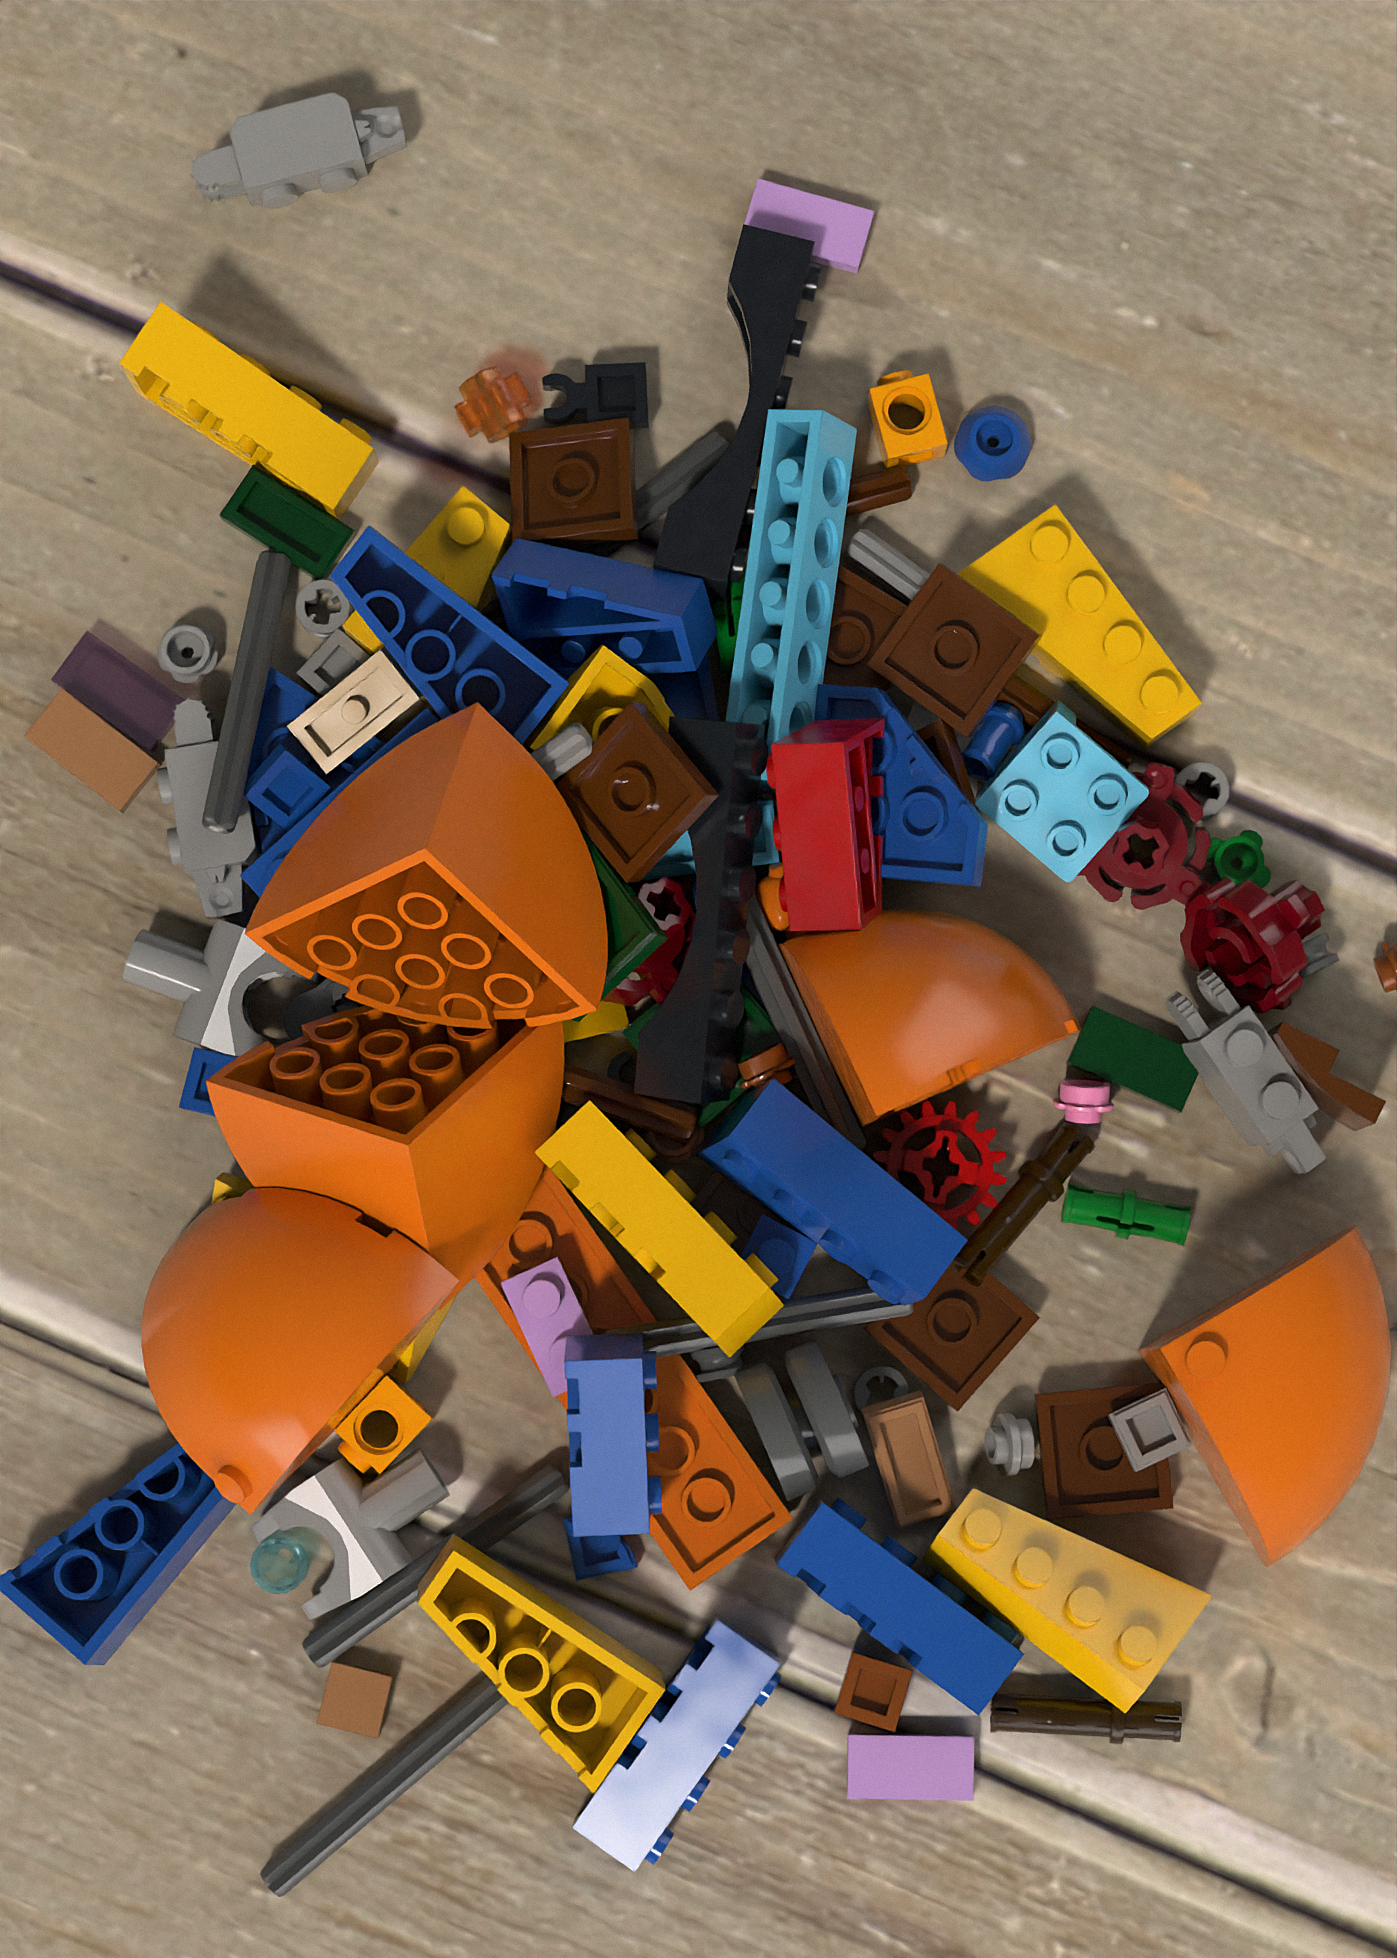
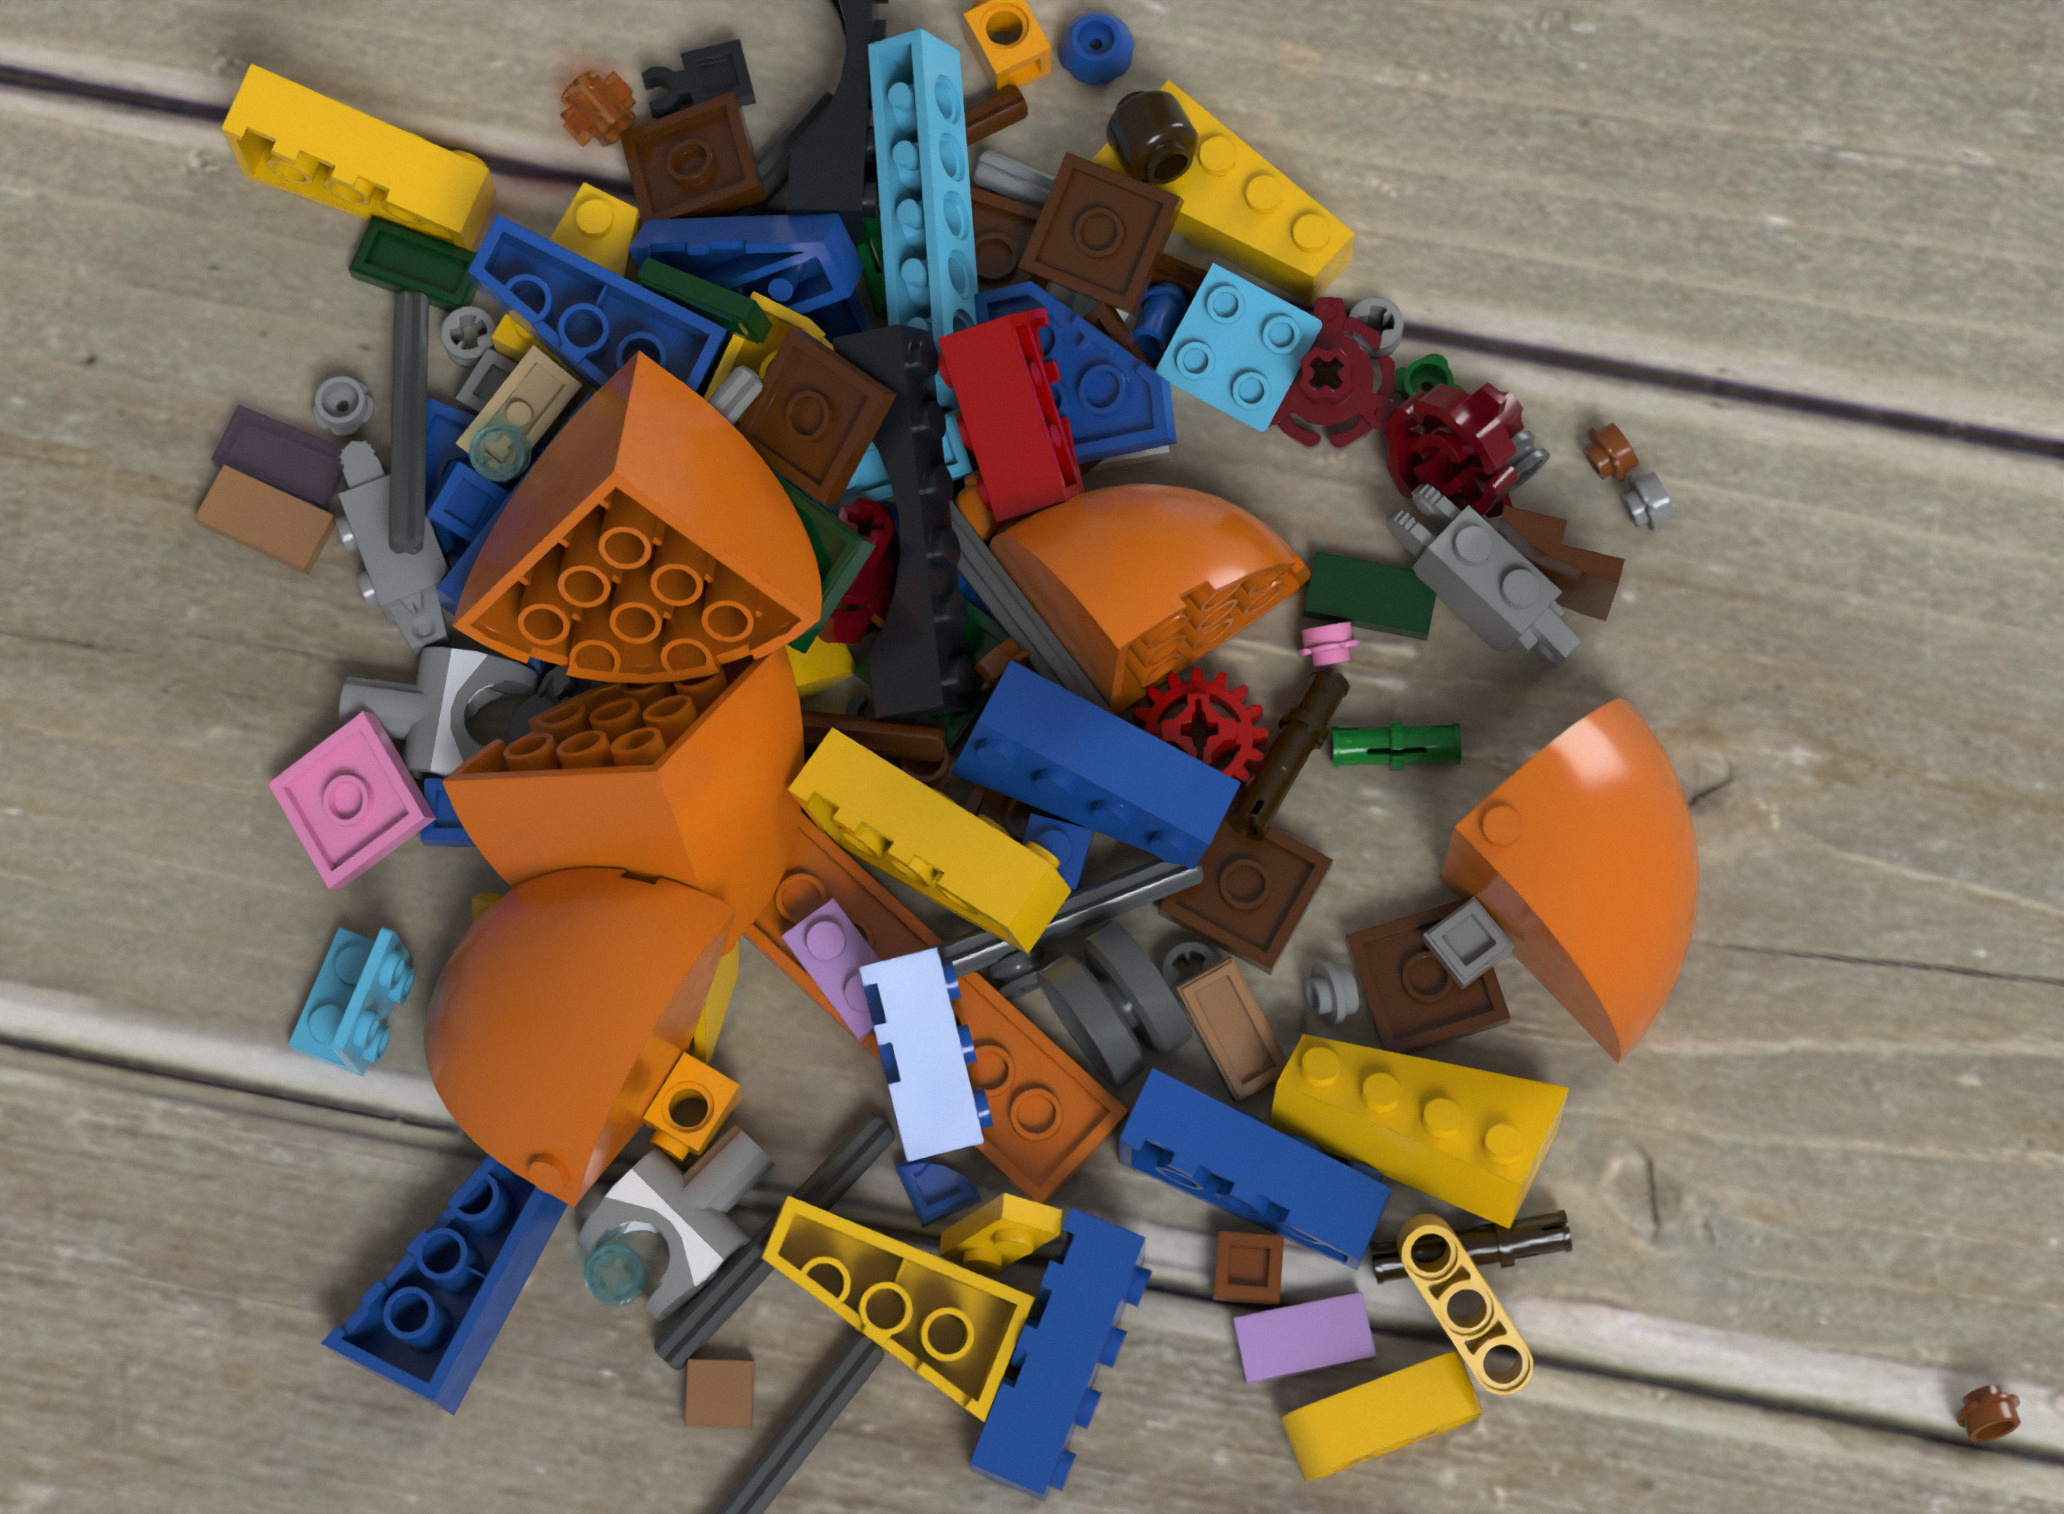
camera: 10 degrees left, 10 degrees down
(85, 1248) = (353, 1000): none -> medium azure bracket
(120, 1055) = (351, 800): none -> bright pink plate
(334, 765) = (506, 470): none -> clear light blue bush
(553, 650) = (722, 306): none -> dark green tile
(646, 1619) = (1000, 1233): none -> yellow plate
(966, 1859) = (1381, 1416): none -> yellow beam
(1025, 569) = (1152, 136): none -> dark brown head
(1068, 1804) = (1478, 1332): none -> yellow beam

